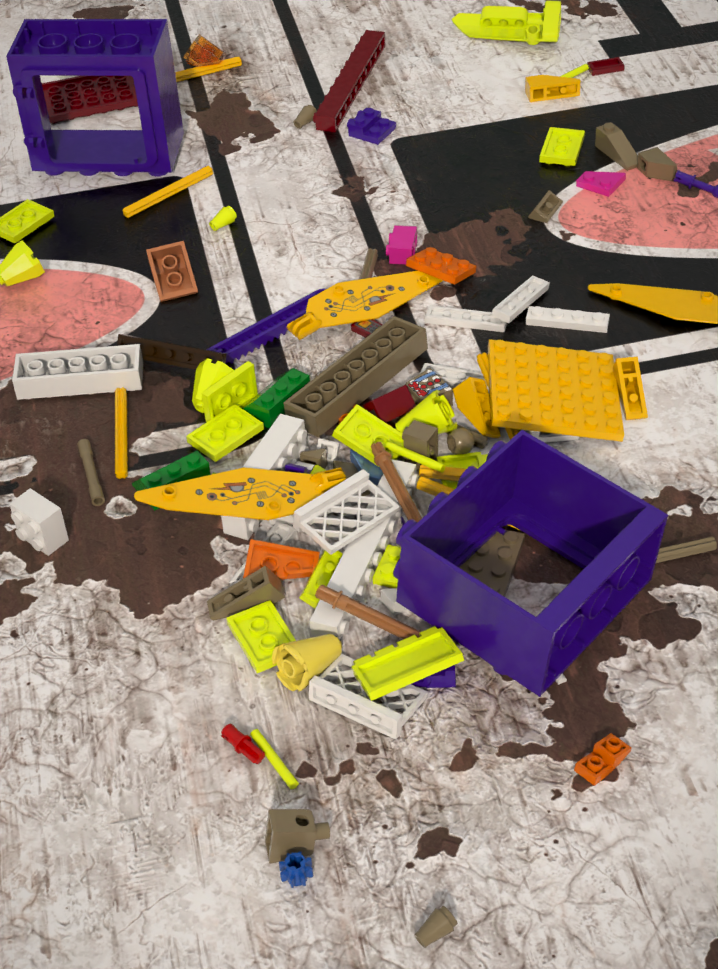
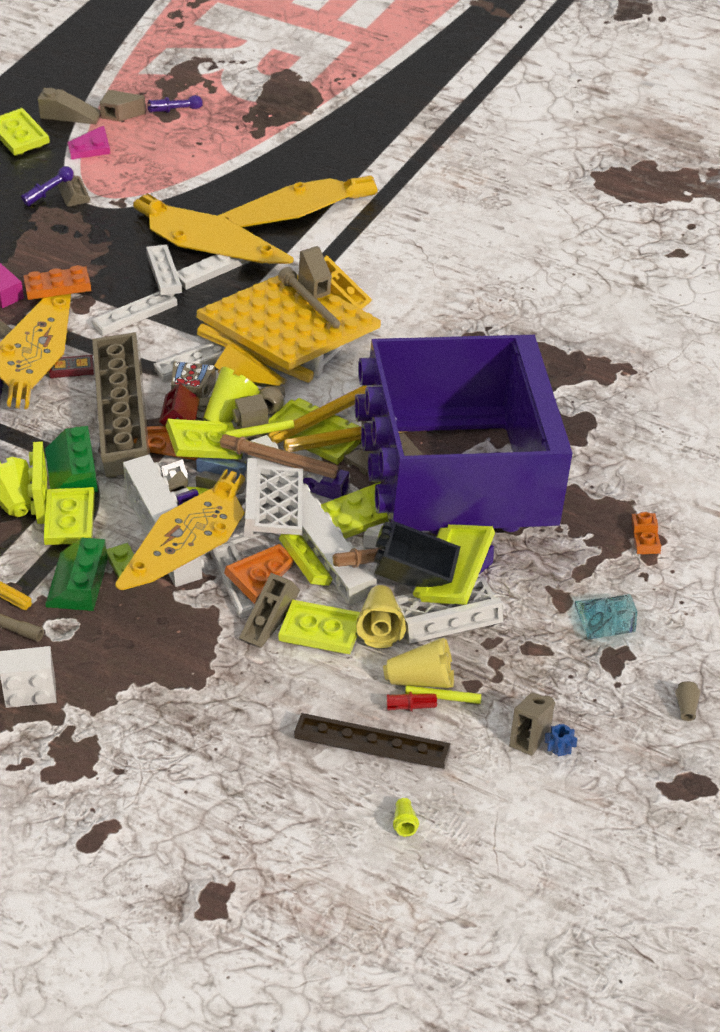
camera: 50 degrees left, 0 degrees up
(113, 828) = (405, 819): none -> neon yellow cone
(177, 752) = (372, 740): none -> dark brown plate
(282, 726) = (422, 666): none -> light yellow cone
(374, 629) = (414, 556): none -> black piece
(472, 800) = (607, 615): none -> clear light blue slope
(545, 191) = (64, 174): none -> dark purple pin
(589, 292) = (207, 233): none -> yellow wing
(590, 357) = (289, 278): none -> dark tan piece
(605, 363) = (314, 272): none -> dark tan slope

